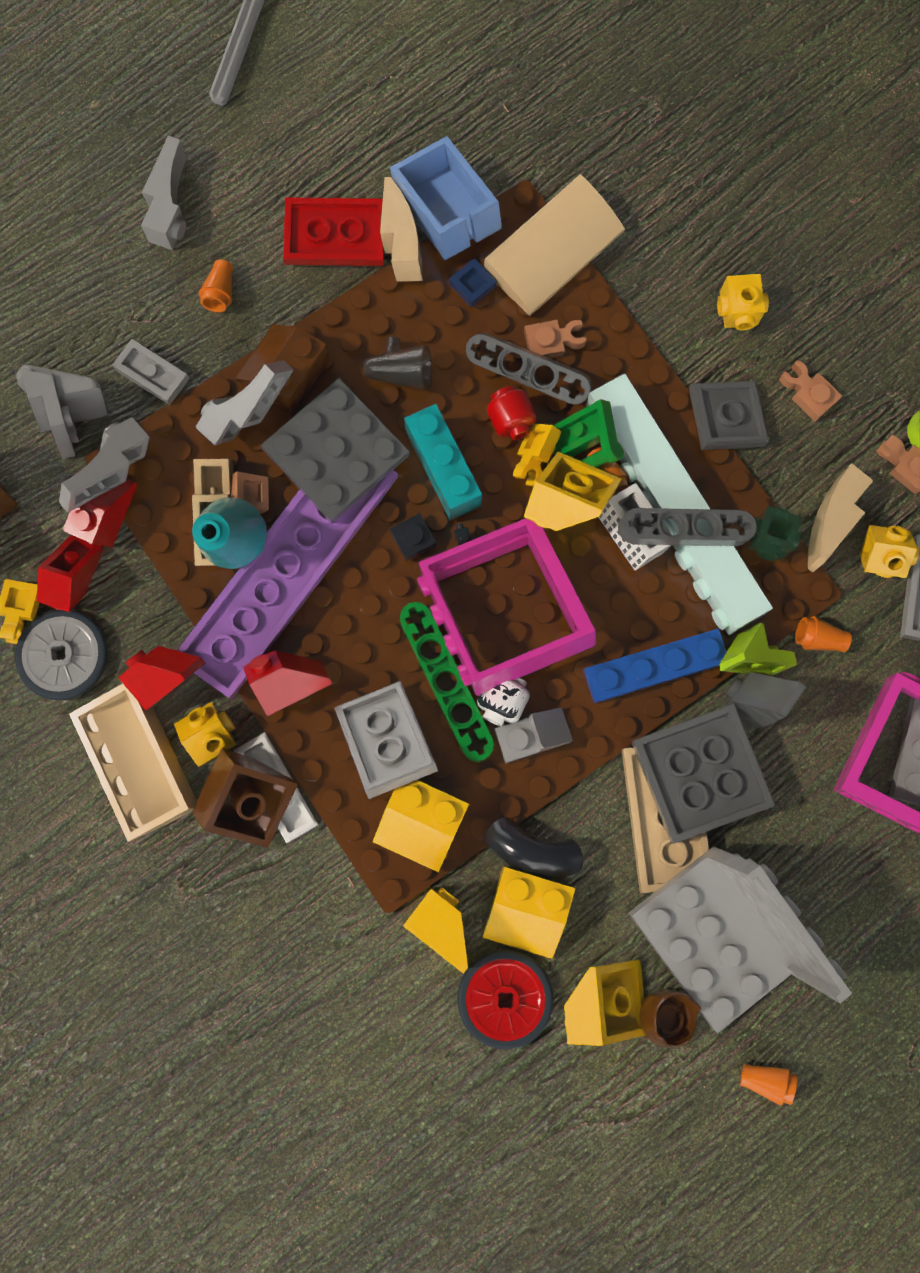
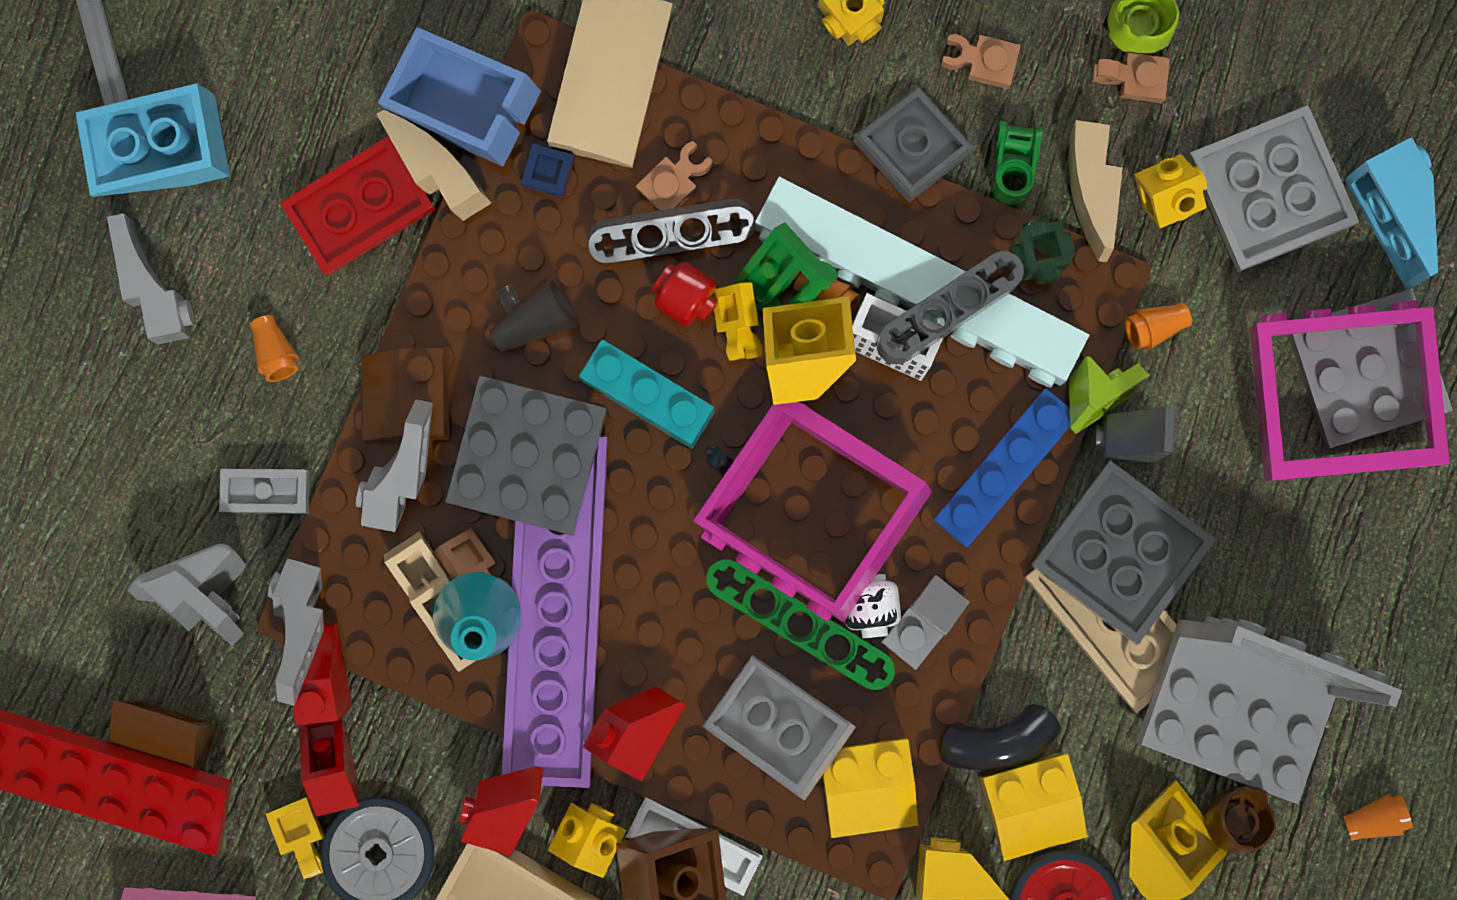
camera: 25 degrees left, 5 degrees up
(231, 110) = (153, 142): none -> medium azure slope
(412, 537) = (665, 493): black plate -> none
(793, 466) = (1017, 155): none -> green piece

